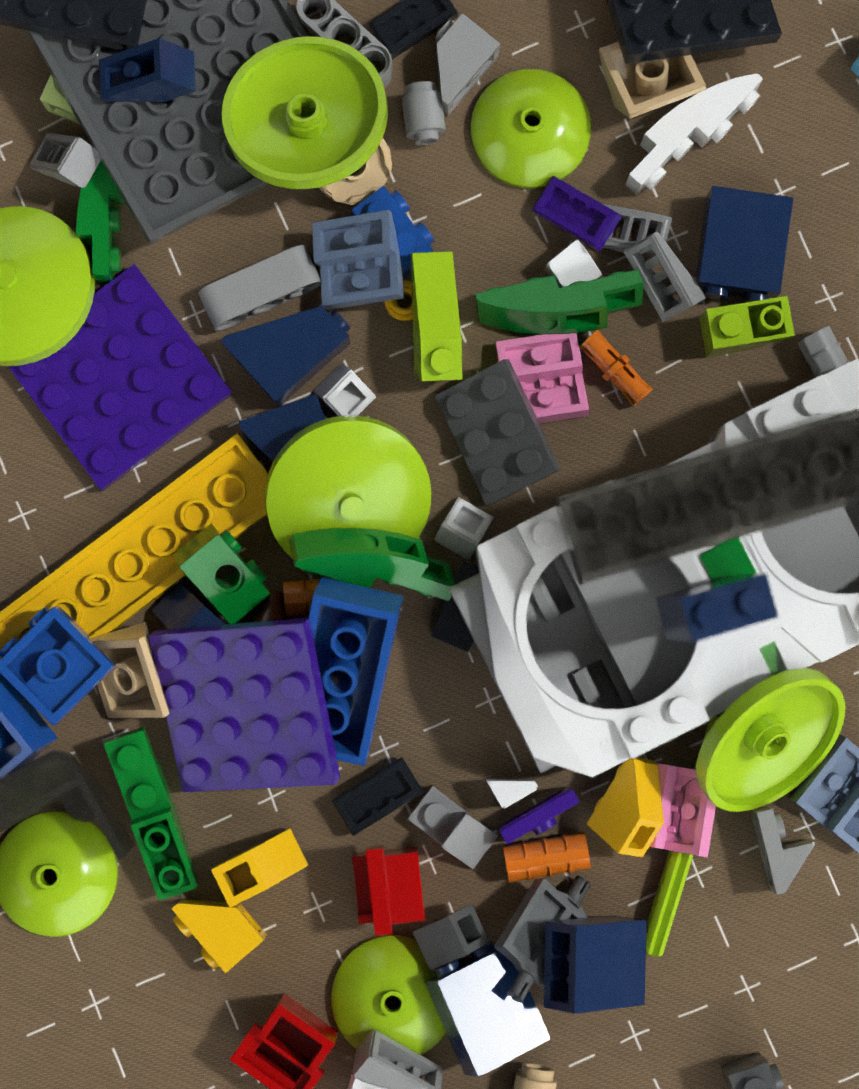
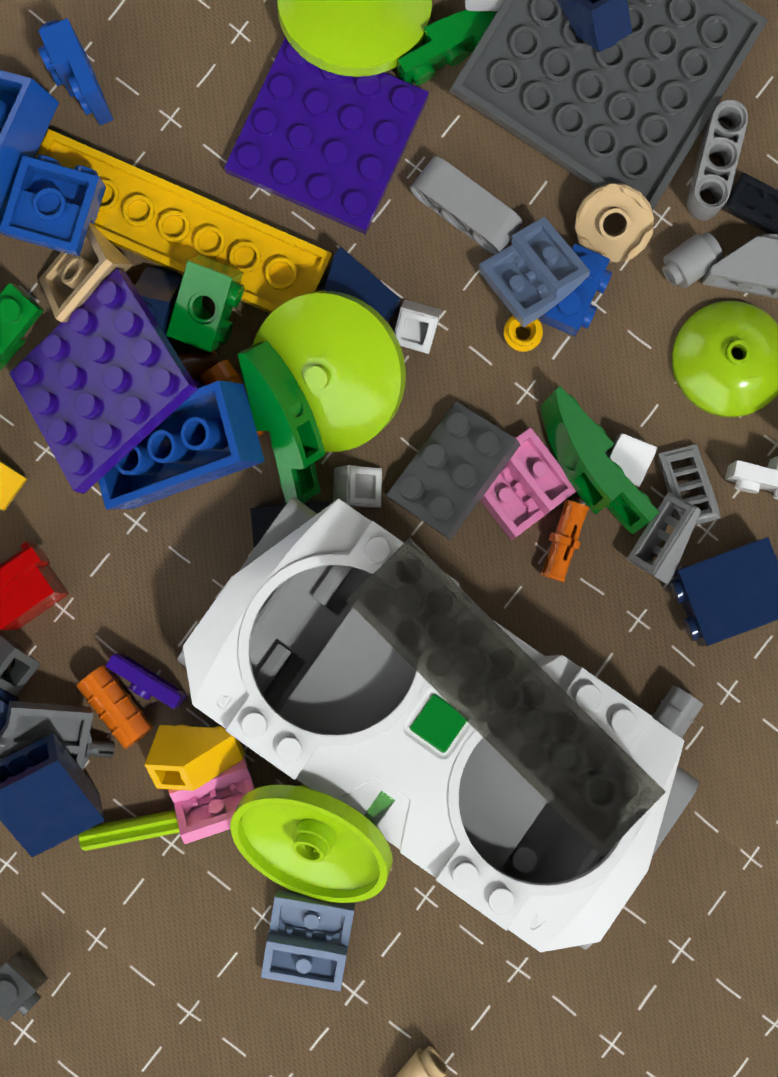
camera: 65 degrees right, 0 degrees up
(289, 350) = (426, 258): dark blue slope -> none
(305, 112) = (633, 155): lime dish -> none
(377, 796) = (91, 536): black plate -> none
(435, 317) = (522, 362): lime slope -> none
(452, 827) = (99, 614): light grey slope -> none
(511, 790) = (154, 644): white slope -> none
(576, 213) = (678, 435): dark purple plate -> none
(716, 607) = (390, 731): dark blue brick -> none
(746, 326) = (663, 632): lime slope -> none
(779, 861) = (219, 910): light grey slope -> none

